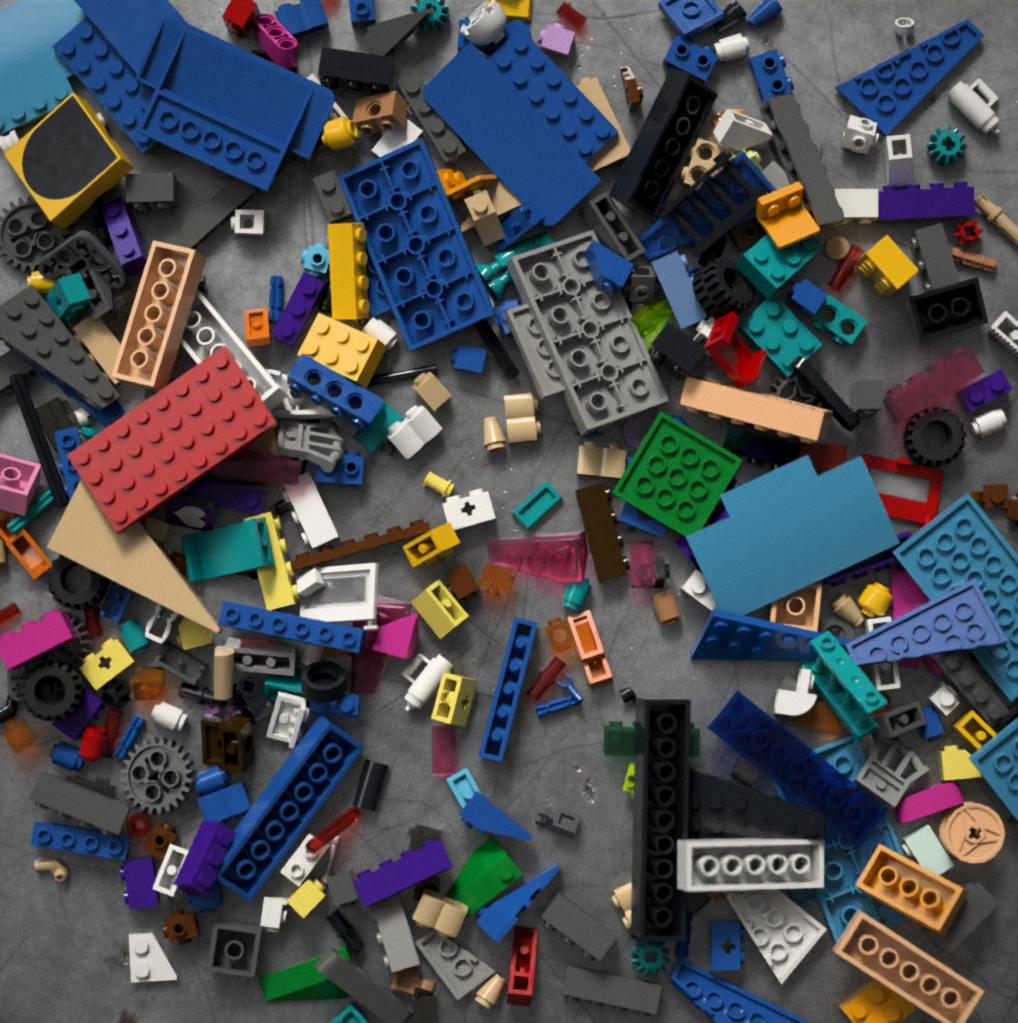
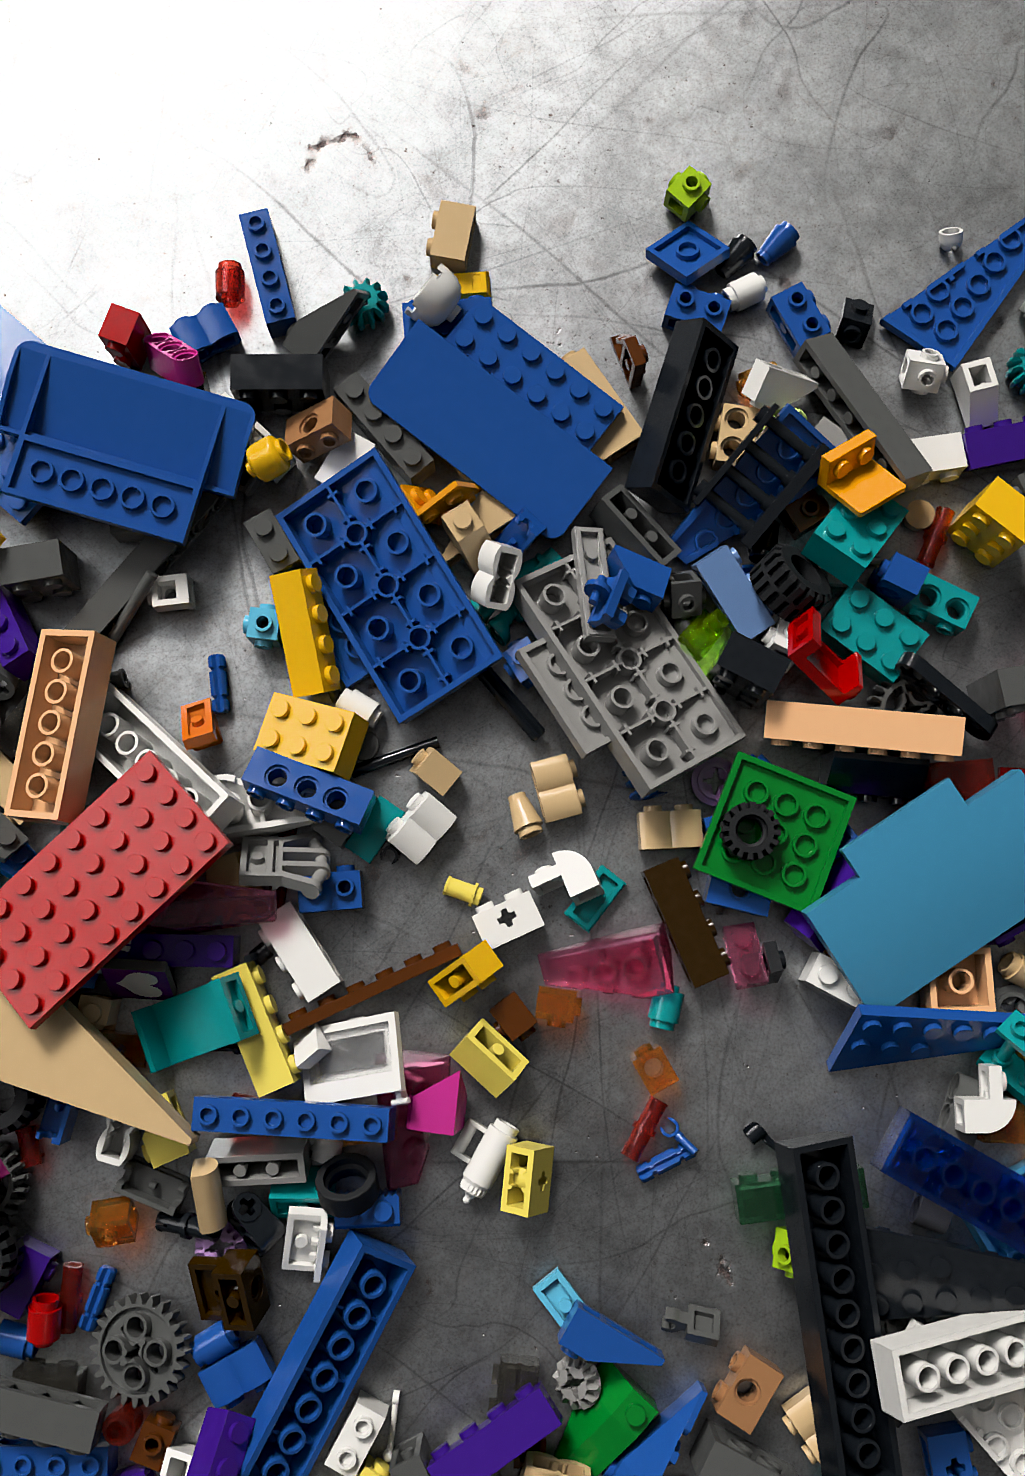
camera: 10 degrees left, 5 degrees down
(99, 675) = (43, 1218): light yellow brick -> none
(116, 693) = (70, 1242): black gear -> none
(134, 637) = (82, 1159): teal brick -> none
(169, 717) = (146, 1262): white brick -> none
(219, 229) = (132, 605): none -> dark grey bar
(298, 310) = (249, 693): dark purple brick -> none
(325, 303) = (282, 681): black pin -> none
(333, 830) = (388, 1391): clear red axle -> none
(370, 785) = (431, 1313): black brick -> none
(443, 749) = (523, 1248): clear pink plate -> none
(469, 359) = (478, 723): blue brick -> none
(474, 854) = (586, 1393): none -> light grey gear
(500, 248) = (498, 569): none -> white brick
(508, 689) = (597, 1155): blue brick -> none
(522, 482) = (573, 872): none -> white brick
(556, 40) = (528, 312): lavender brick -> none
(571, 15) = (539, 282): clear red pin -> none
(572, 267) = (589, 563): none -> light grey tile
(577, 281) = (605, 596): none -> blue hips
(584, 885) = (746, 1408): none -> medium nougat brick
(590, 649) = (696, 1080): orange slope -> none
(656, 457) = (768, 826): none -> black tyre
(666, 608) = (787, 1008): medium nougat brick -> none
(814, 85) = (854, 322): none -> black bracket

